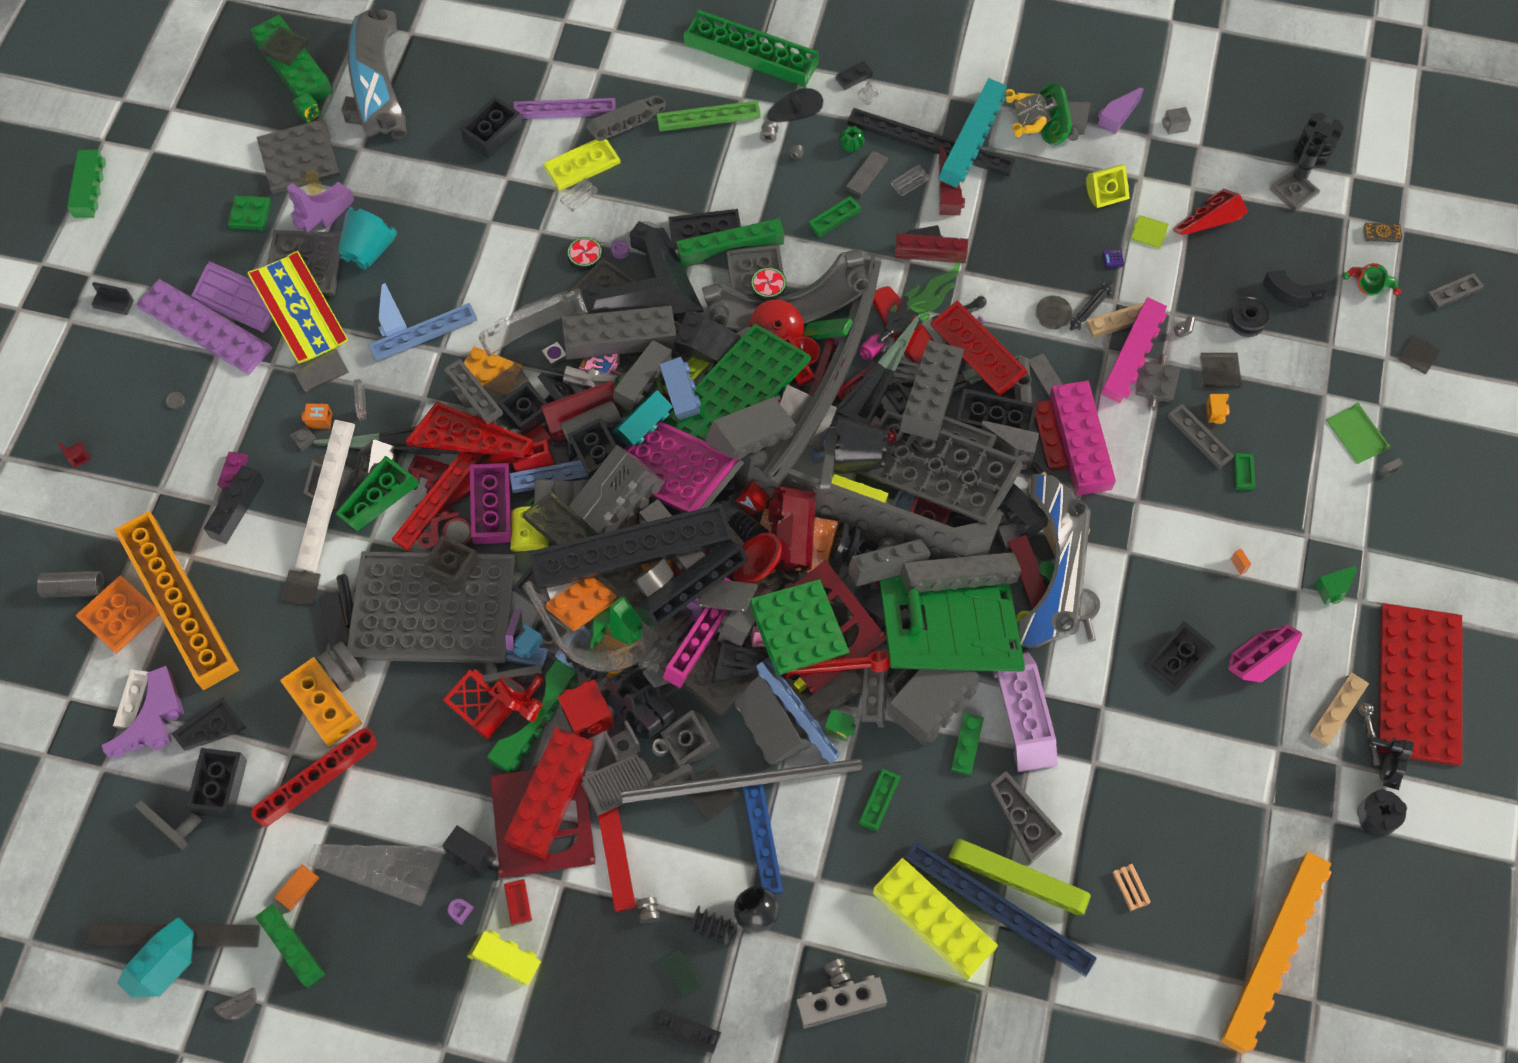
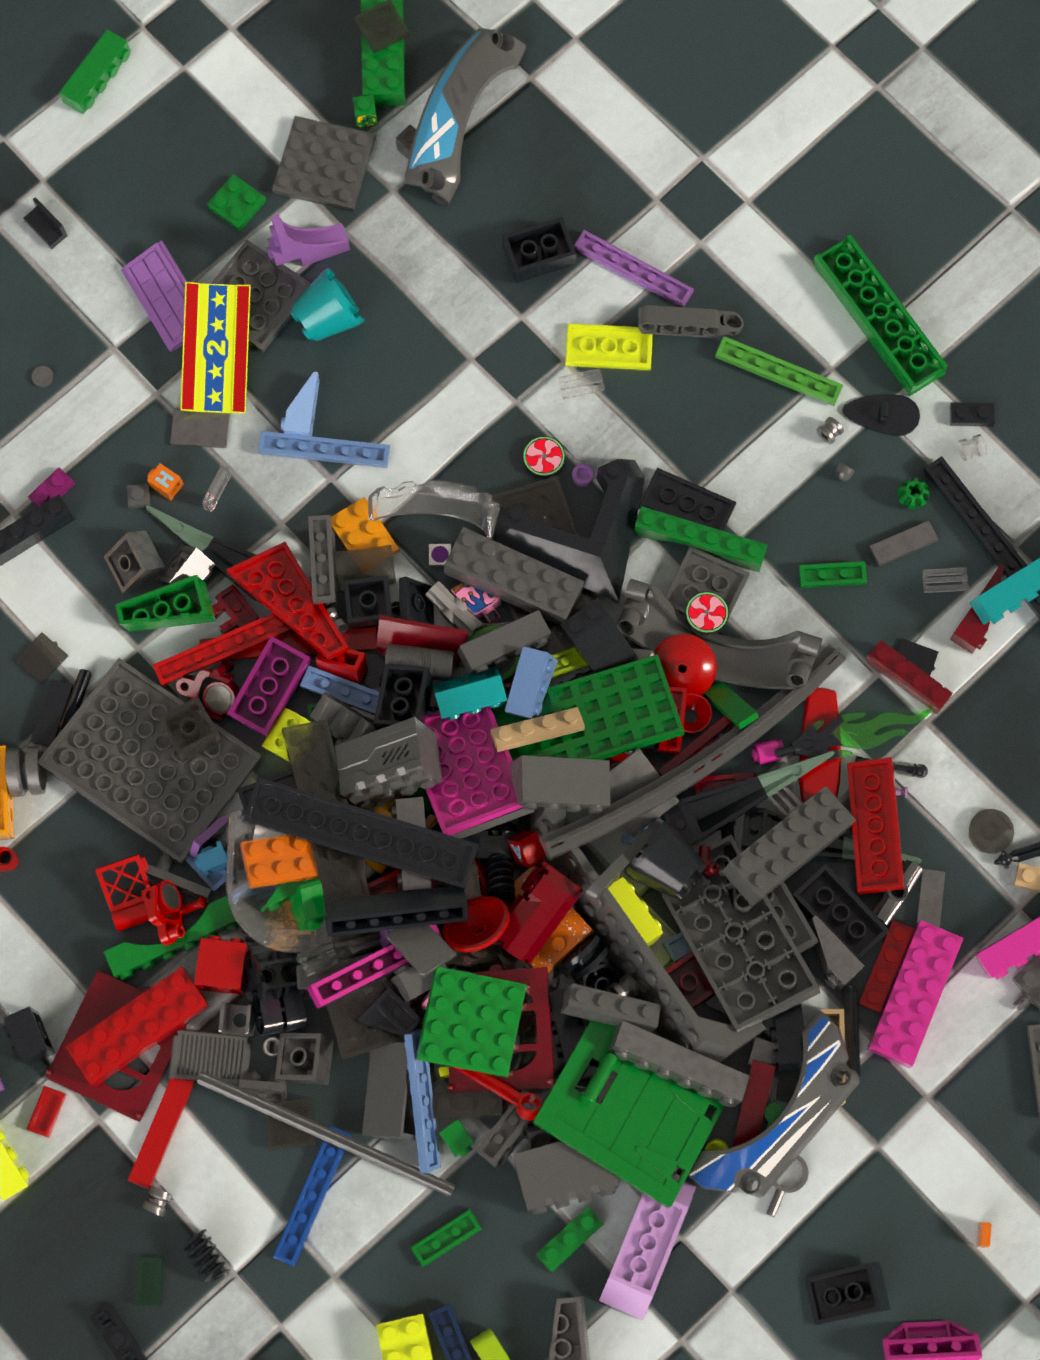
camera: 35 degrees right, 10 degrees up
(204, 326) = (116, 309): medium lavender plate -> none
(313, 182) = (319, 205): clear yellow piece -> none
(325, 496) = (116, 578): white plate -> none
(654, 577) = (364, 880): dark grey arch -> none
(707, 413) = (537, 729): none -> tan plate
(756, 909) = (253, 1270): black wheel -> none

